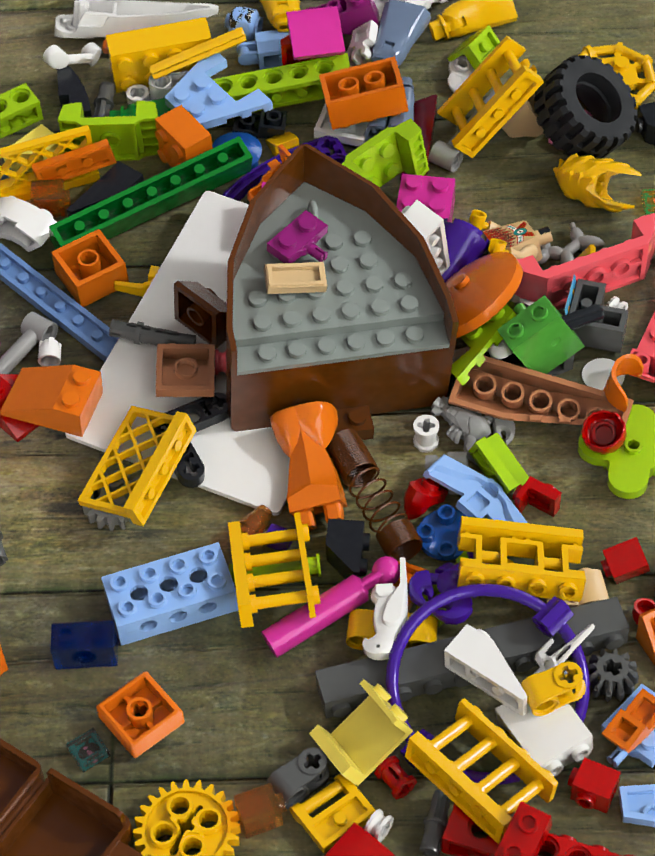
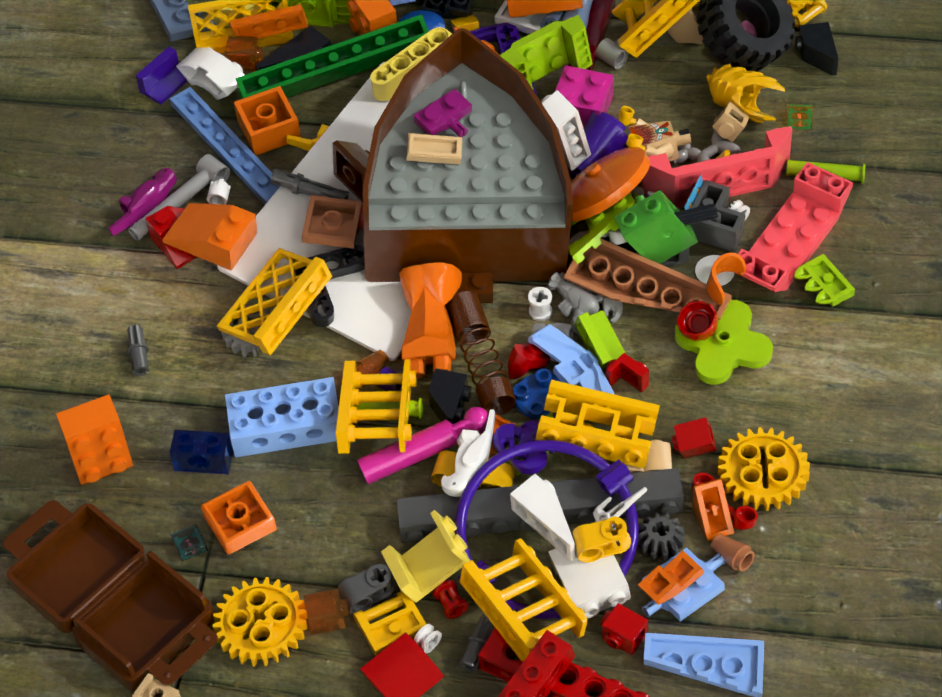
camera: 10 degrees right, 0 degrees up
(238, 189) = (389, 75): none -> light yellow beam
(587, 218) = (728, 126): none -> tan brick

